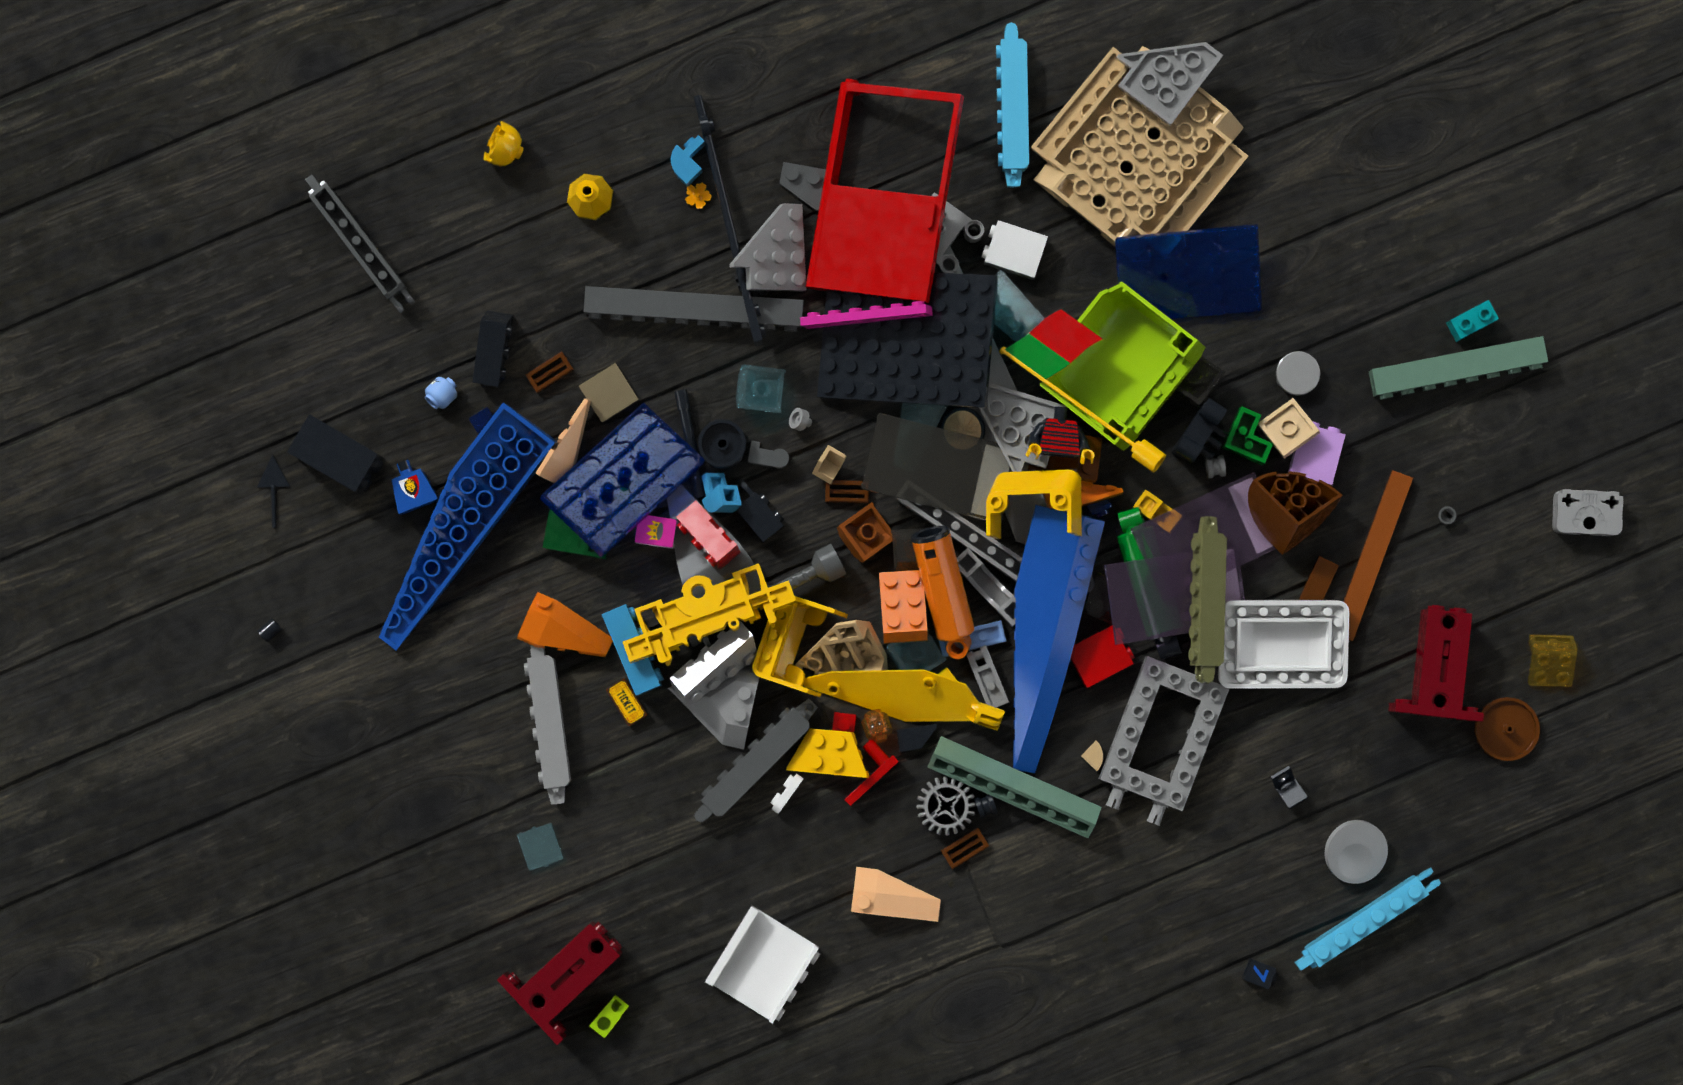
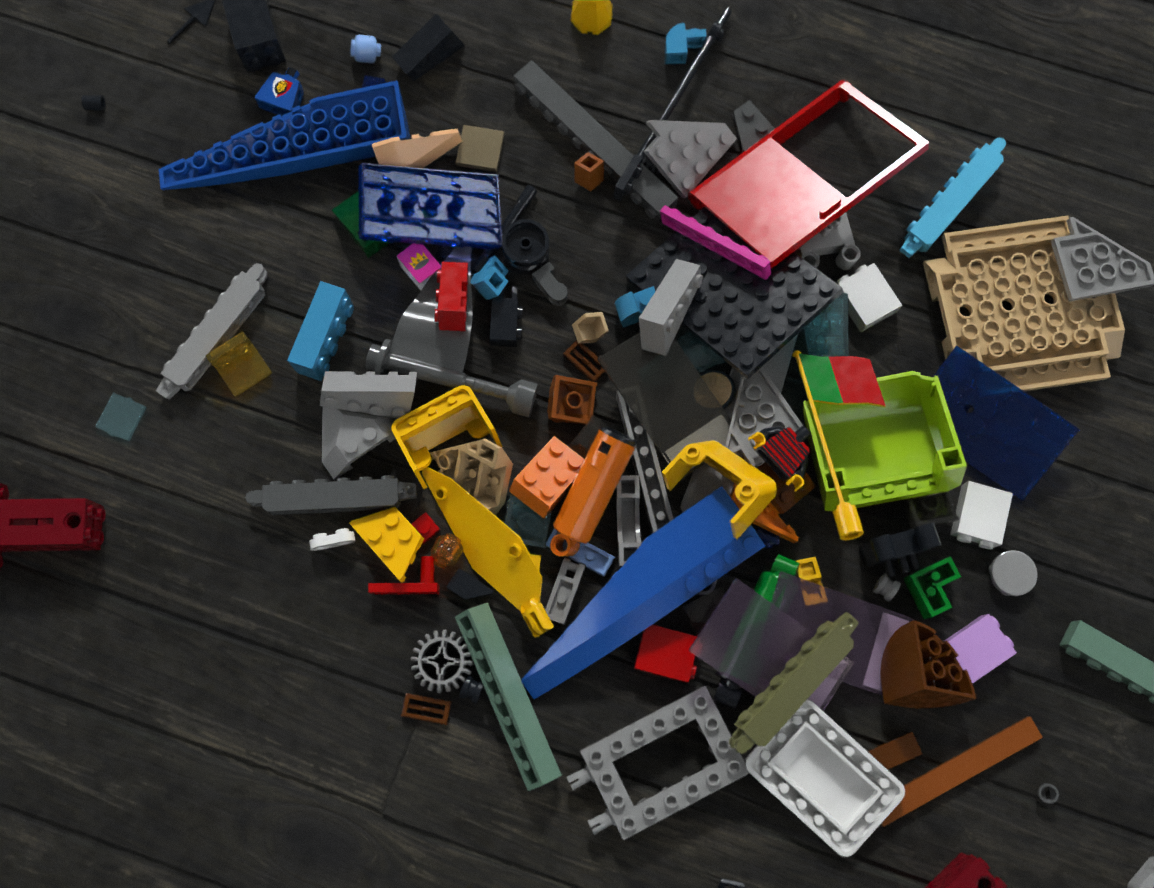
camera: 40 degrees right, 10 degrees down
(534, 382) = (452, 104): reddish brown tile -> none
(557, 626) = (286, 268): orange wedge -> none
(594, 729) = (239, 363): none -> clear yellow bracket
(609, 1016) = (37, 587): lime leg -> none
(626, 702) = (281, 372): tile -> none
(697, 195) = (666, 74): light orange plant -> none
(706, 615) = (397, 348): yellow piece -> none
(715, 339) = (589, 171): none -> dark orange brick
(760, 388) = (590, 233): clear light blue slope -> none
(763, 964) = (190, 655): white panel -> none
(799, 419) = (598, 280): light grey tile -> none
(850, 415) = (632, 305): none -> dark azure brick
(878, 400) = (668, 306): none -> light grey wedge
(888, 896) = (331, 690): light nougat wedge -> none
(1094, 755) = (592, 728): tan tile -> none
(1239, 350) = (981, 515): none -> white brick
(1288, 428) = (974, 607): tan tile -> none

